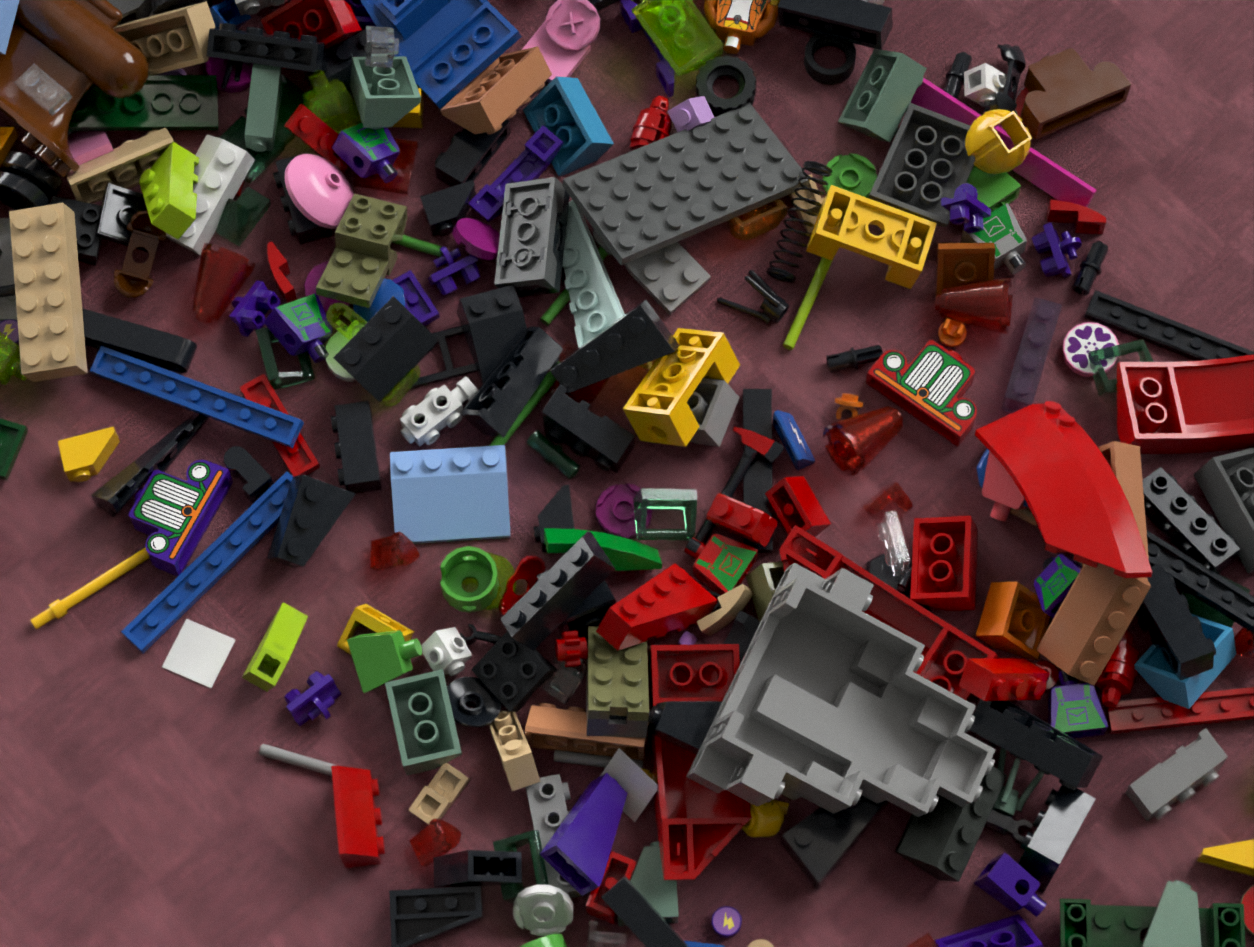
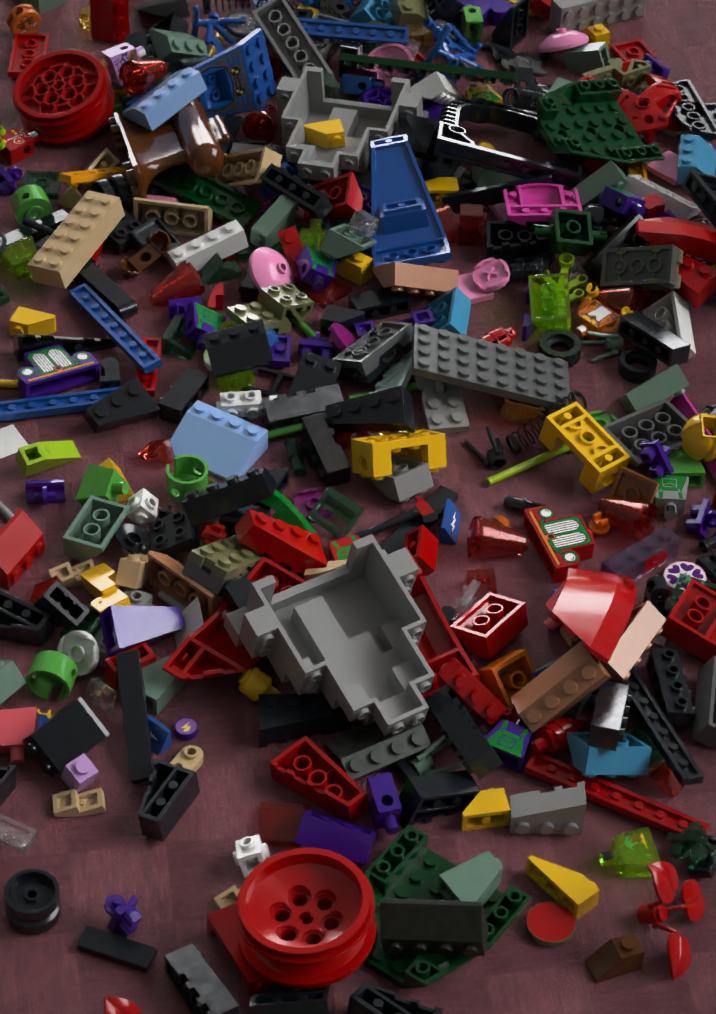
camera: 30 degrees right, 25 degrees down
(43, 89) = (156, 148): clear plate -> none
(169, 190) = (185, 229): lime wedge -> none
(490, 793) = (101, 584): none -> yellow piece
(691, 113) = (525, 341): lavender brick -> none
(741, 519) = (381, 531): red brick -> none
(777, 41) = (612, 343): none -> sand green plant
(921, 897) = (319, 779): none -> red wedge
(1089, 403) = (657, 592): none -> black leg
(1112, 812) = (486, 810): none -> yellow slope

